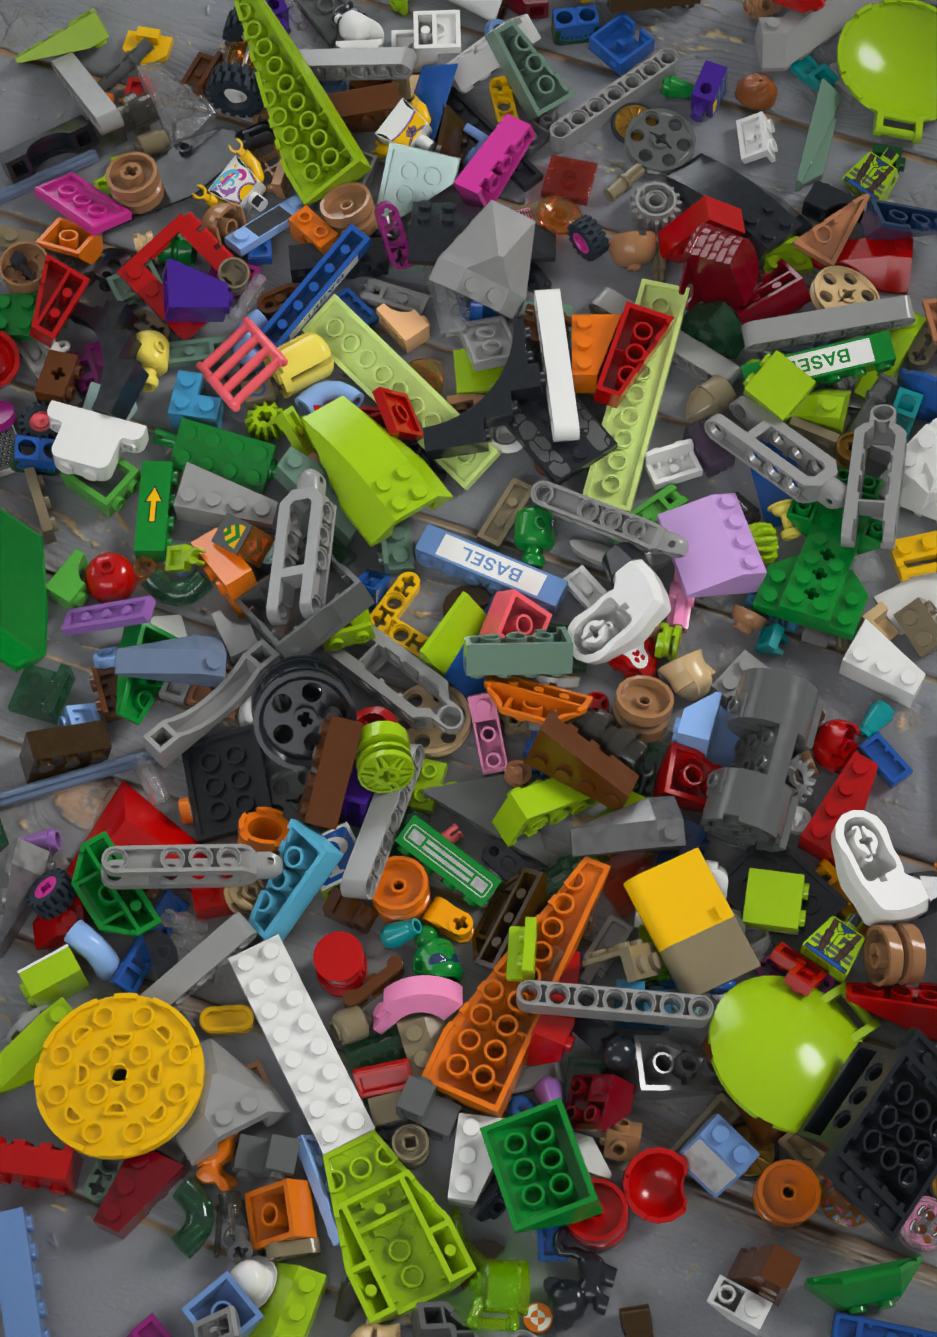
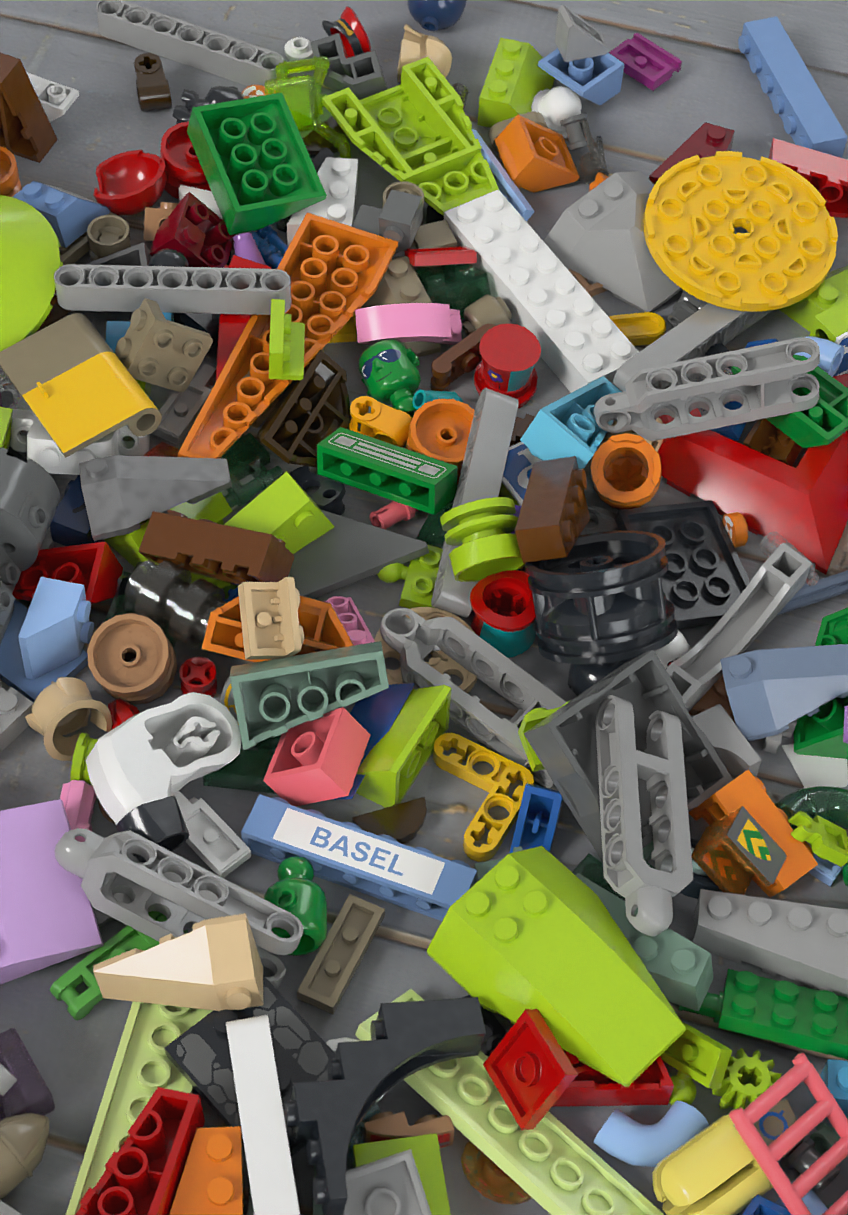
camera: 170 degrees right, 10 degrees down
(198, 1216) = (624, 148): clear green cylinder -> none
(265, 1158) = (549, 190): dark grey brick -> none
(517, 773) = (307, 581): nougat tile -> none
(543, 689) = (270, 619): none -> tan bracket
(588, 472) = (202, 969): none -> tan wedge
(671, 1117) = (107, 236): none -> dark tan wheel
(672, 464) = (74, 1043): white bracket -> none

